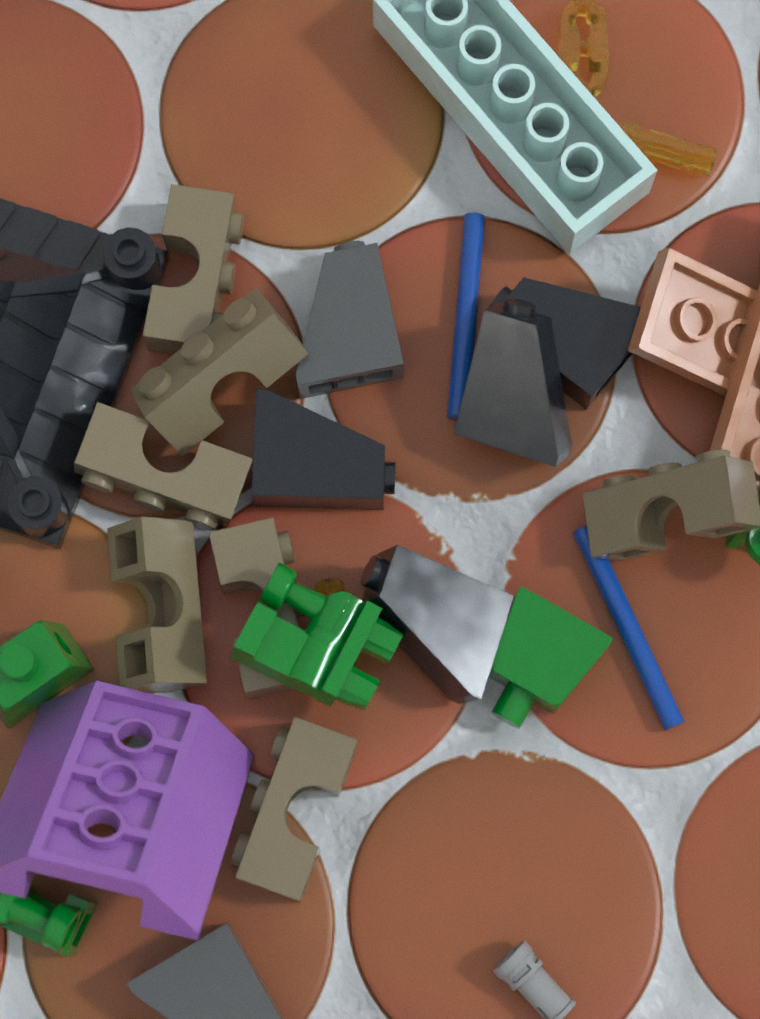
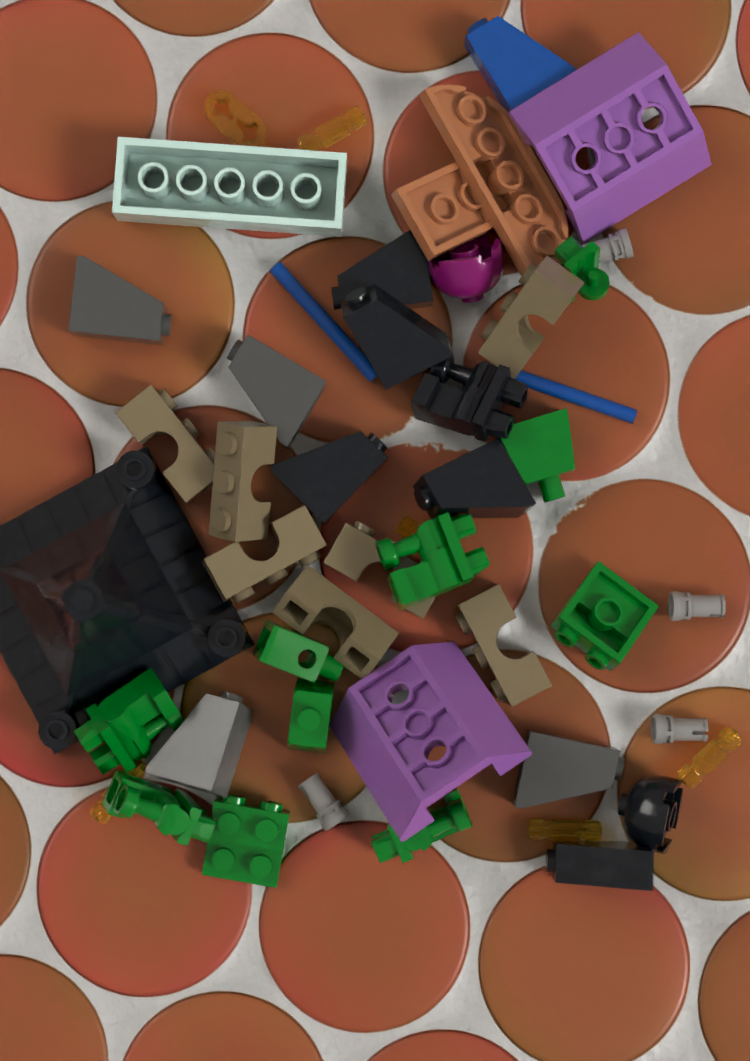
camera: 50 degrees left, 10 degrees up
(73, 571) = (282, 646): none -> green torso
(279, 95) = (114, 308): none -> dark grey slope
(426, 891) = (603, 617): none -> green plate
(521, 543) = (475, 408): none -> black hips
(659, 405) = (468, 269): none -> magenta cylinder

